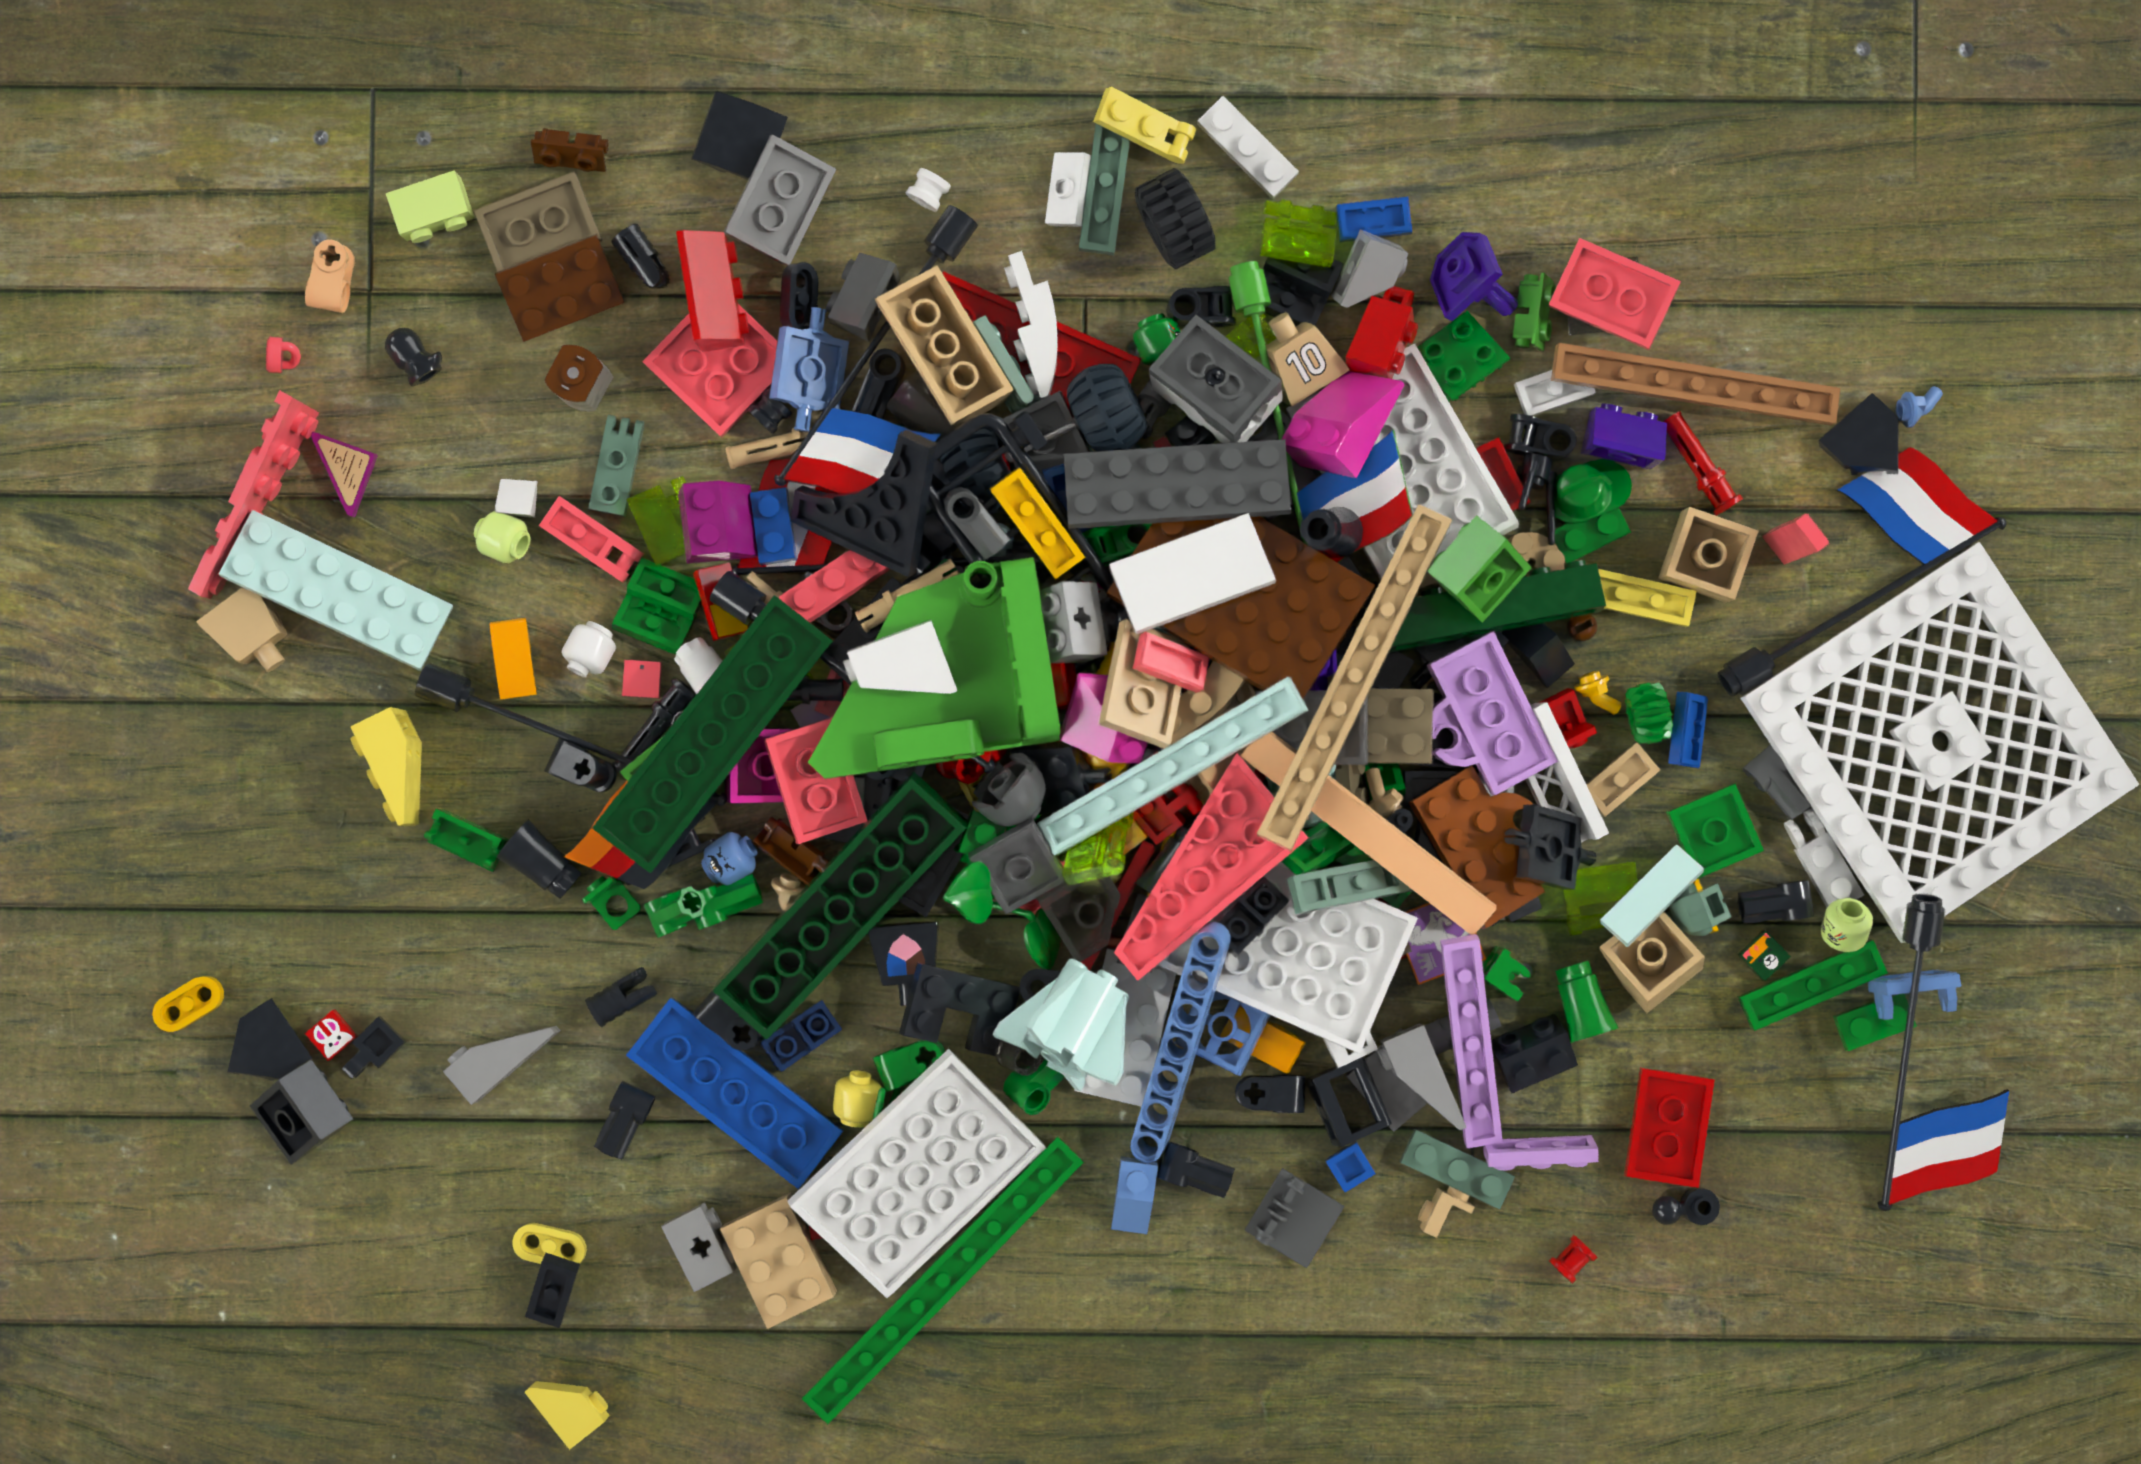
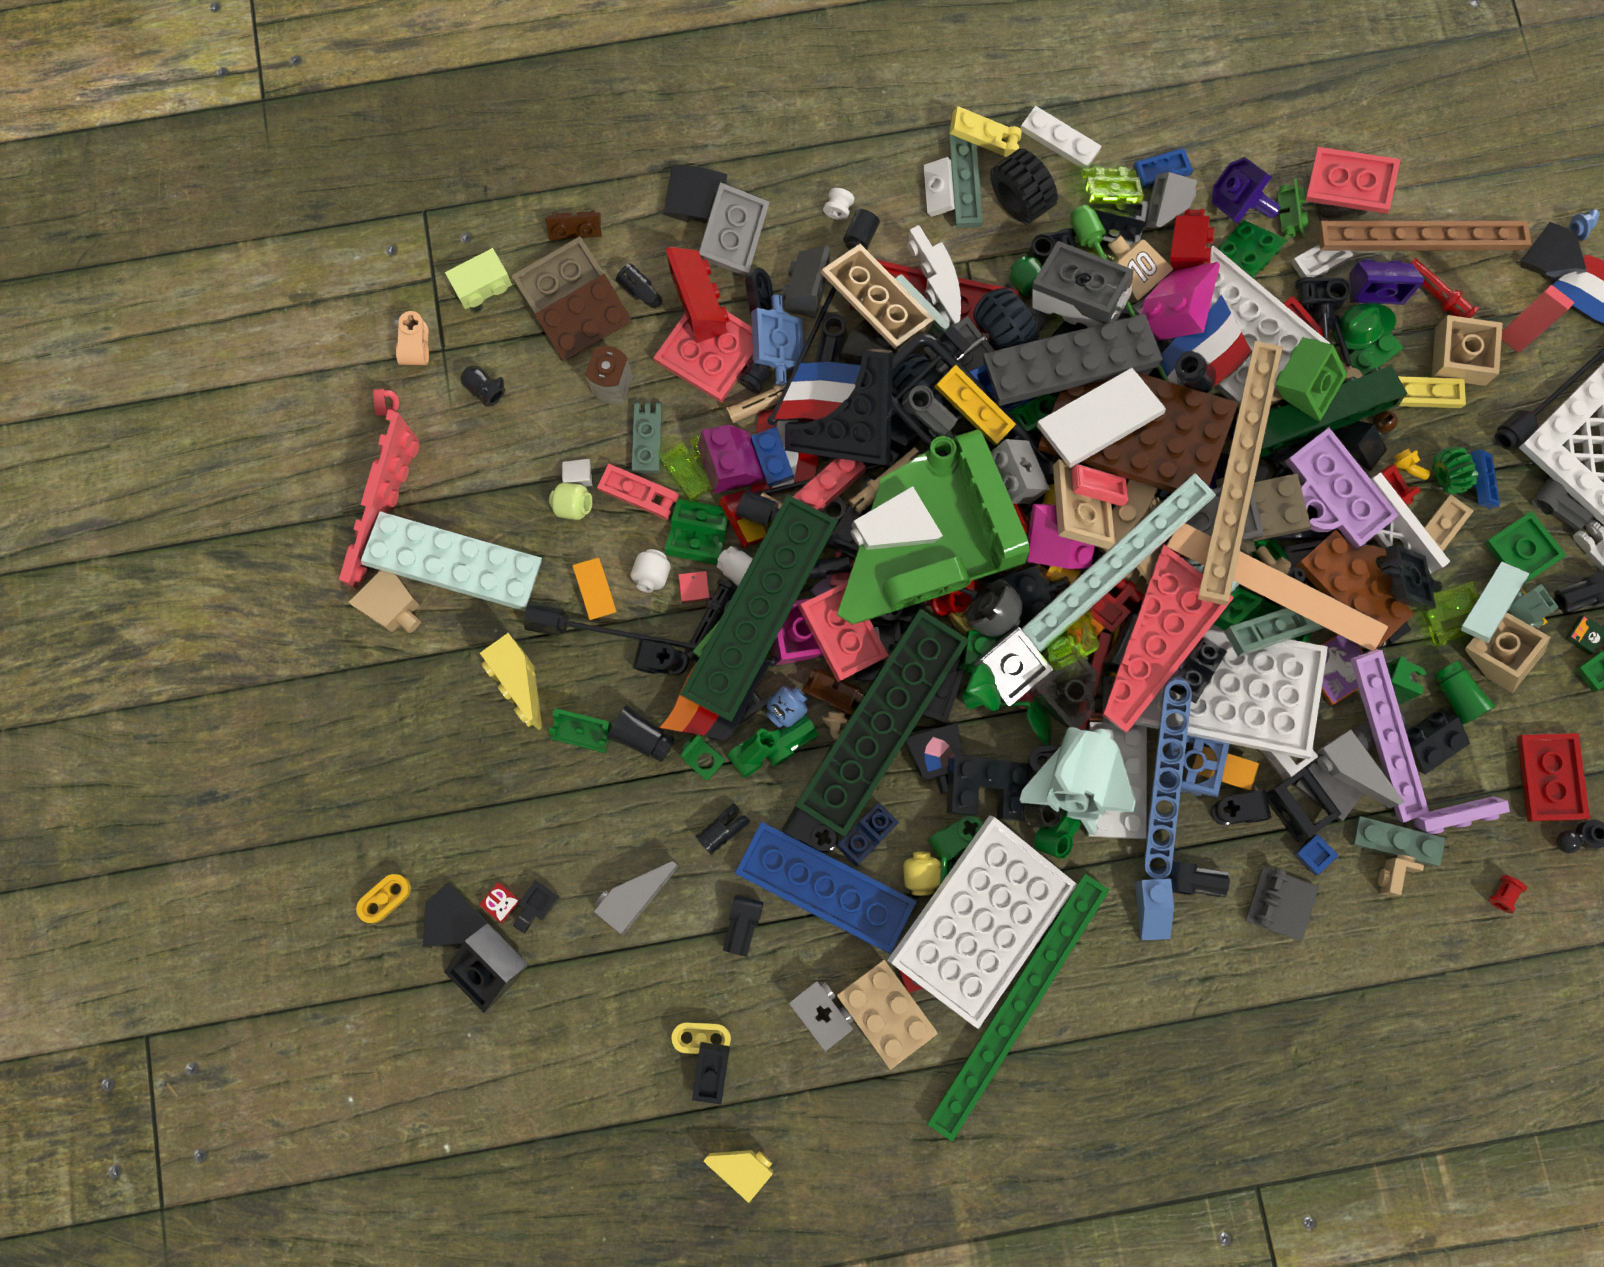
camera: 10 degrees left, 10 degrees down
(347, 468) = (446, 473): tile -> none

